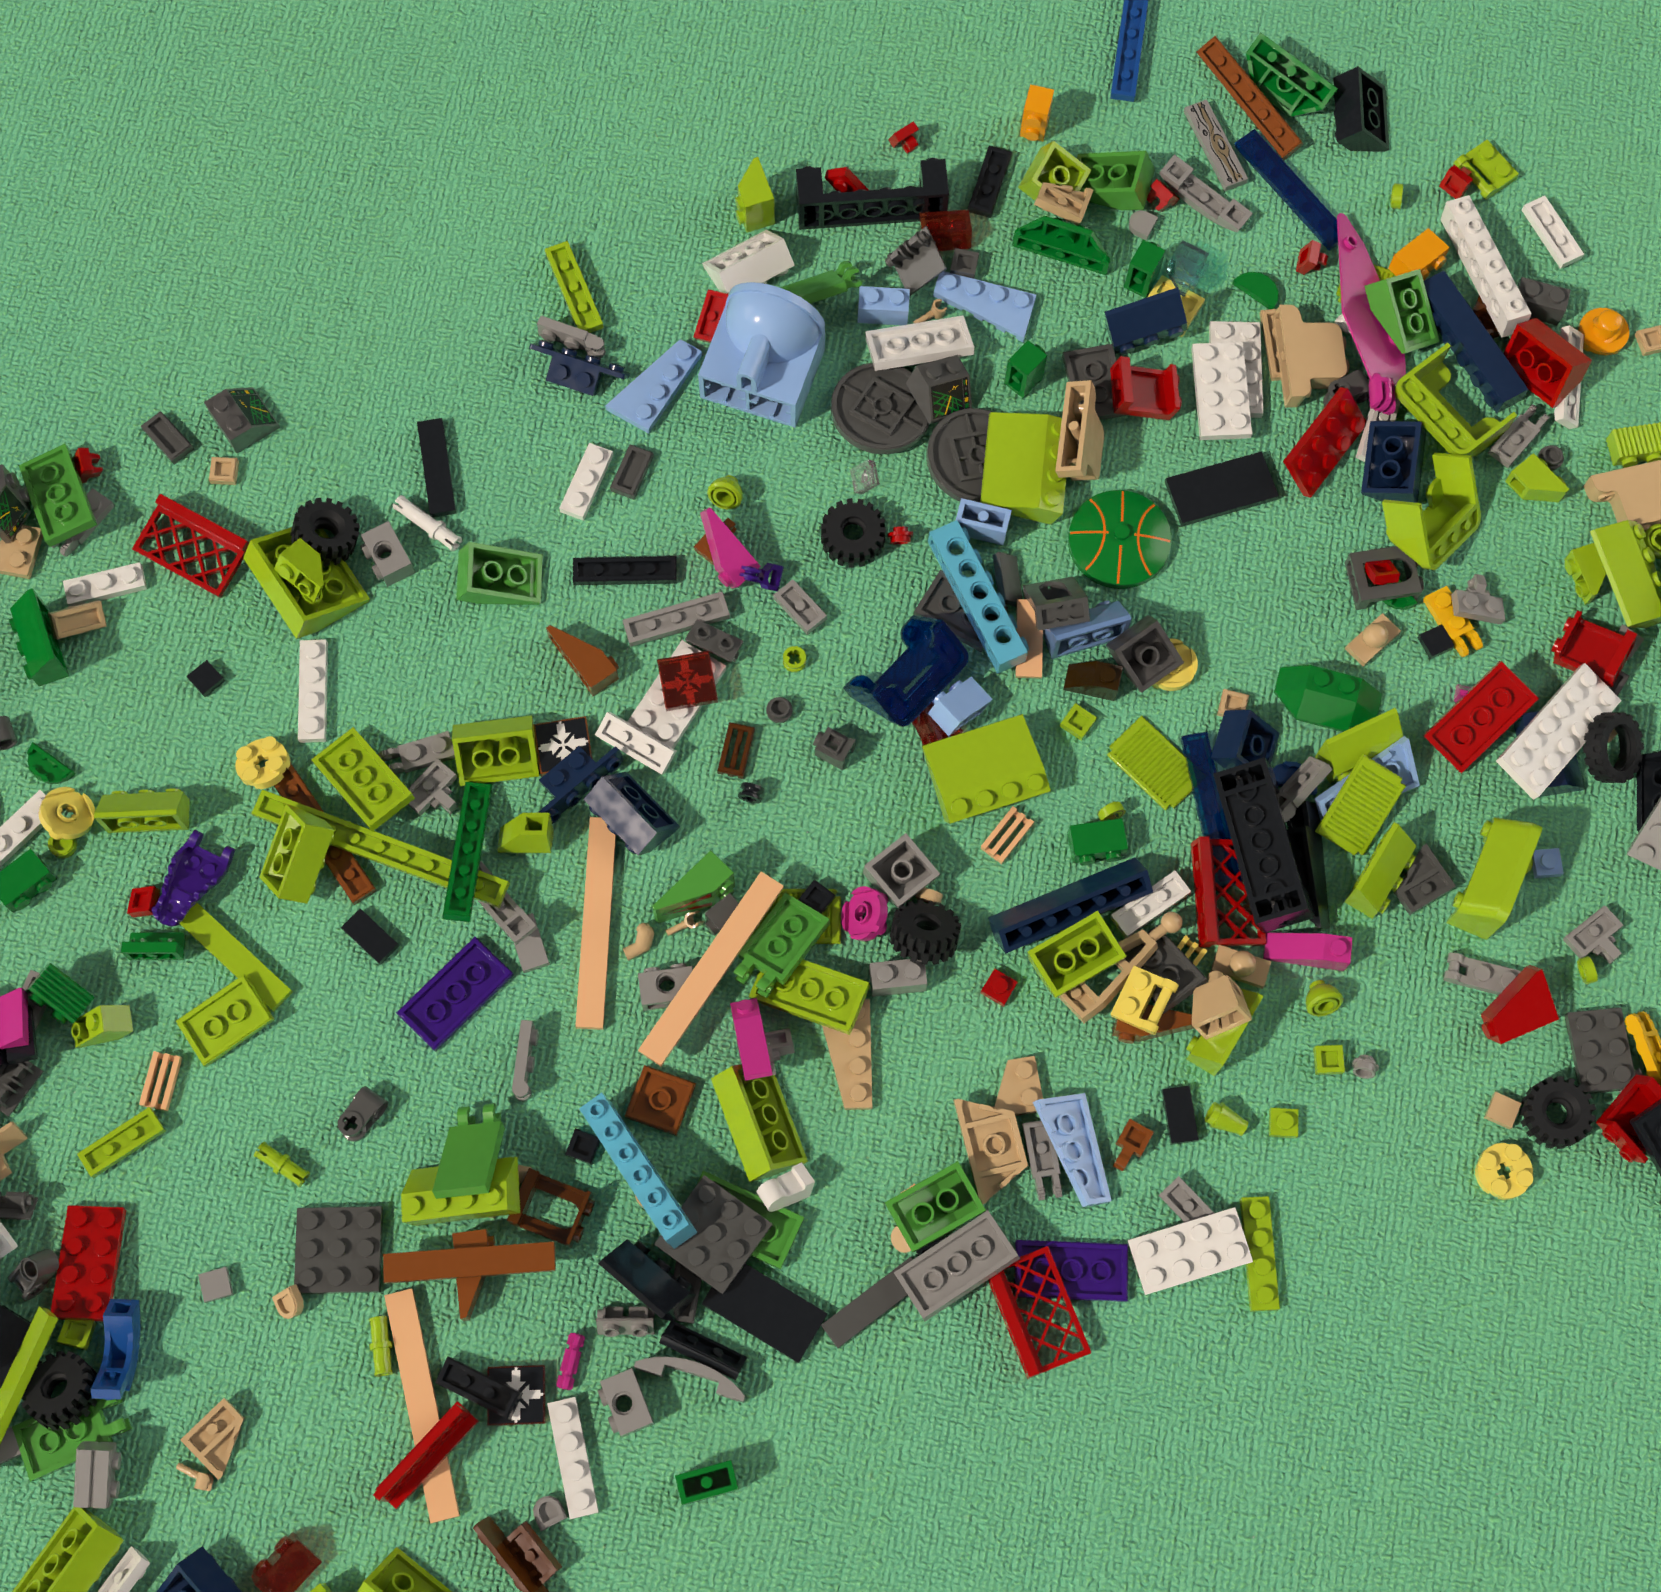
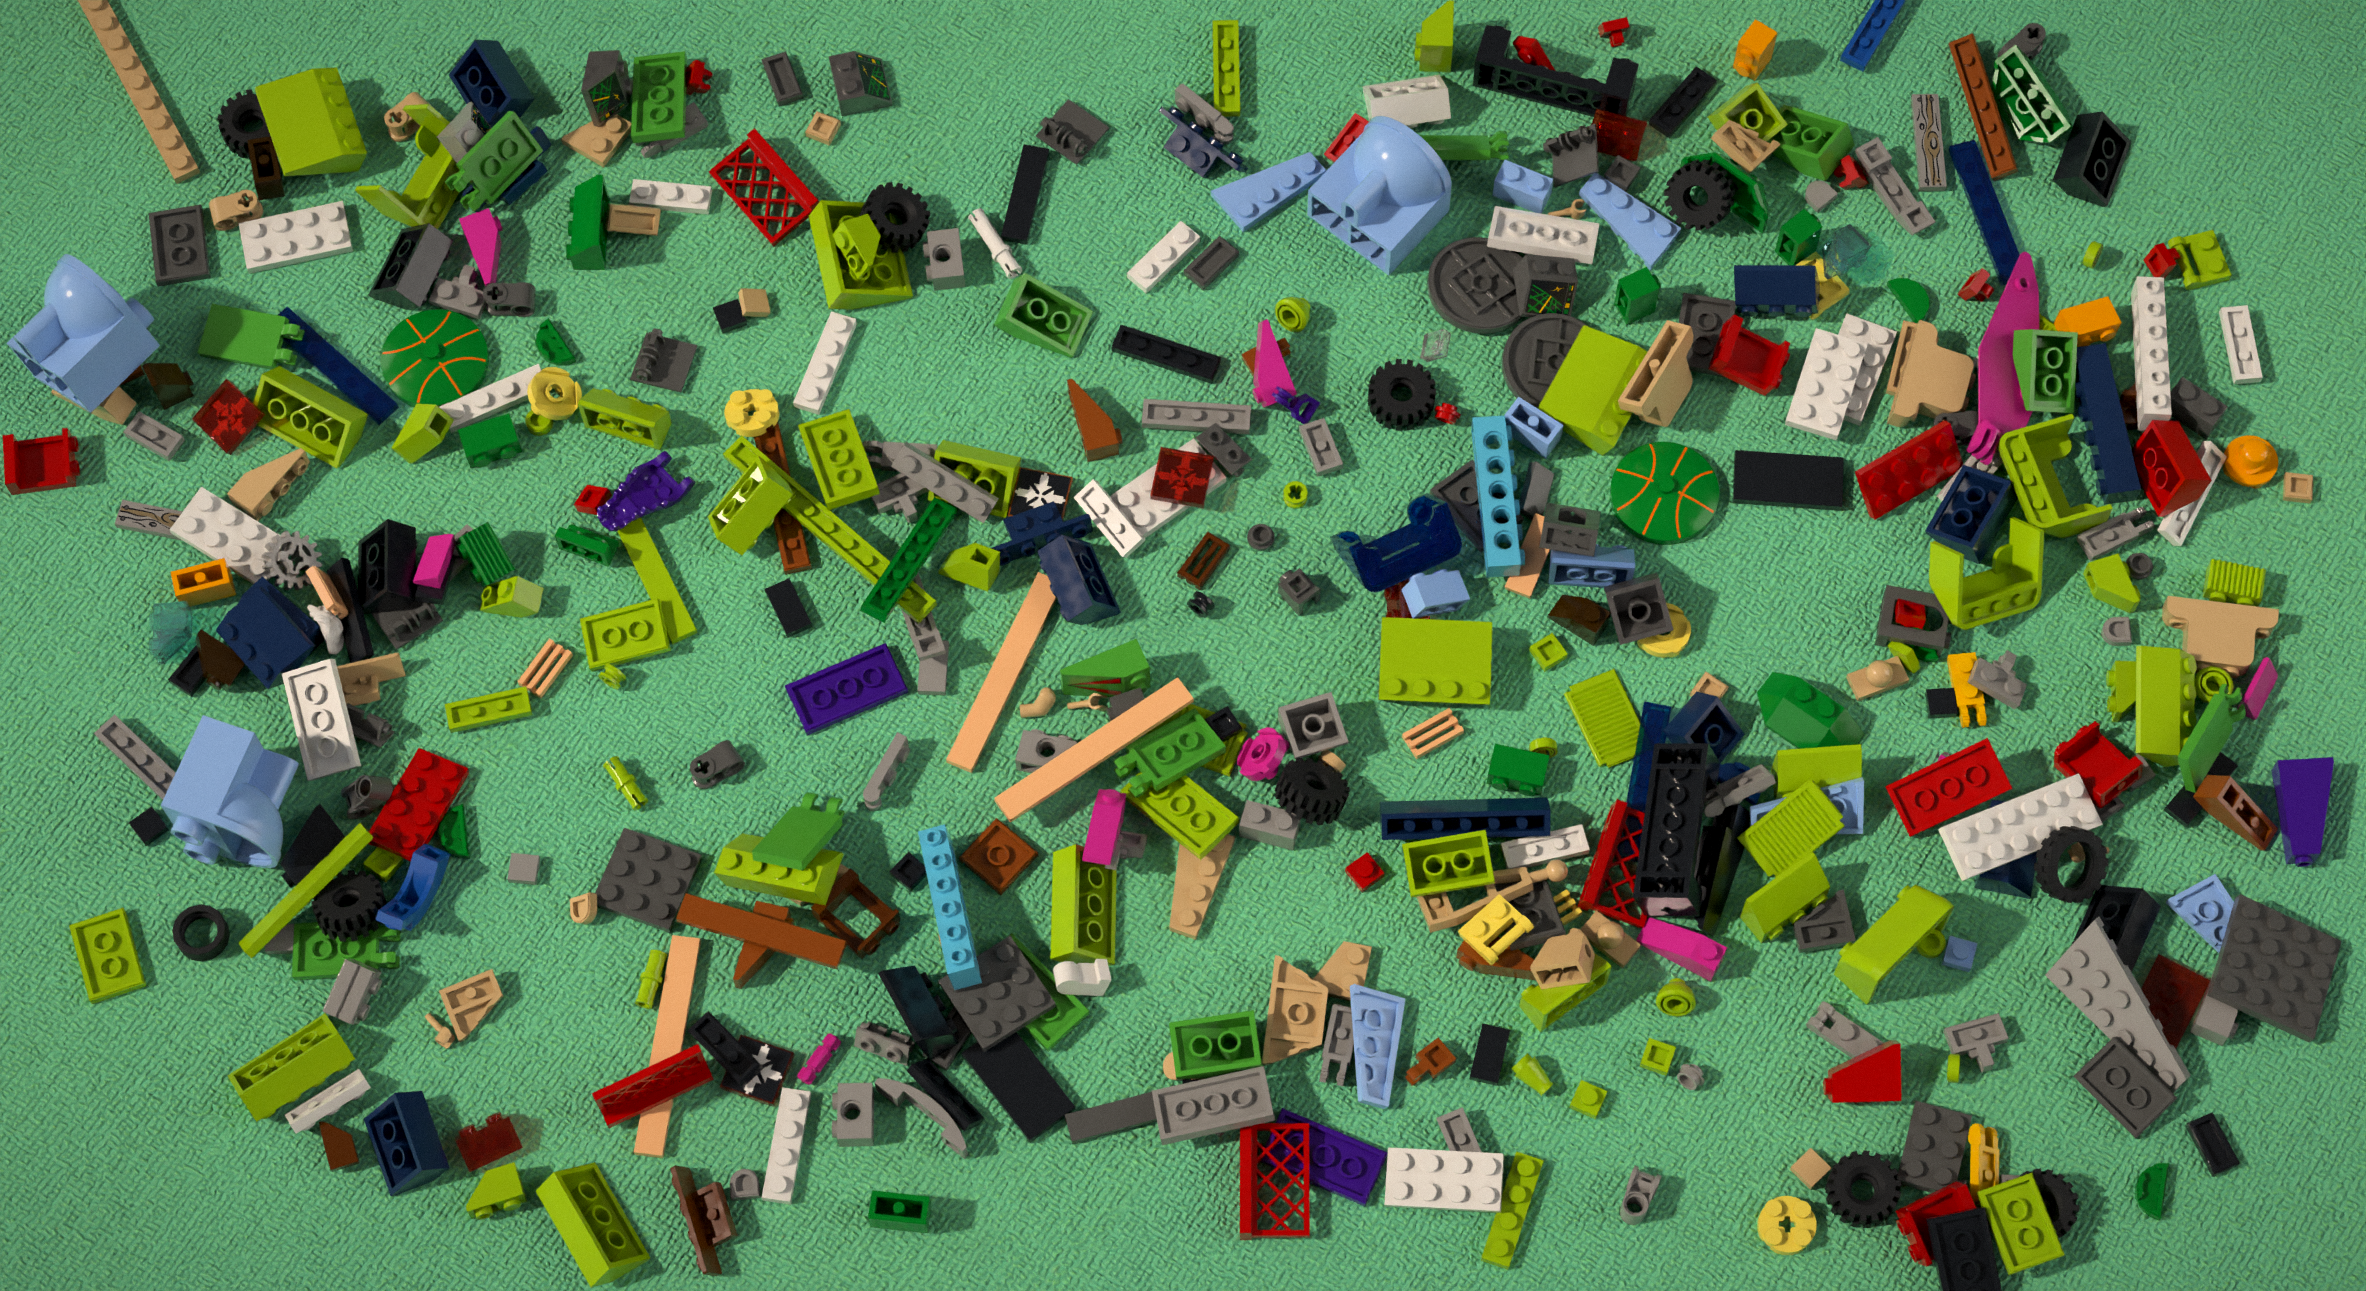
camera: 25 degrees right, 5 degrees down
(134, 1274) = (454, 833): none -> green tile
(159, 744) = (663, 362): none -> dark grey hinge
(223, 657) = (754, 302): none -> tan tile
(228, 1065) = (612, 676): none -> lime bush
(456, 394) = (1071, 131): none -> dark grey hinge
(471, 765) = (944, 482): none -> light grey plate
(1052, 242) = (1712, 182): none -> black tyre
(1265, 23) = (2029, 40): none -> dark grey piece
(1366, 1189) = (1639, 1191): none -> light grey piece
(1389, 609) = (1906, 656): none -> lime tile
(1556, 522) = (2117, 631): none -> light grey tile

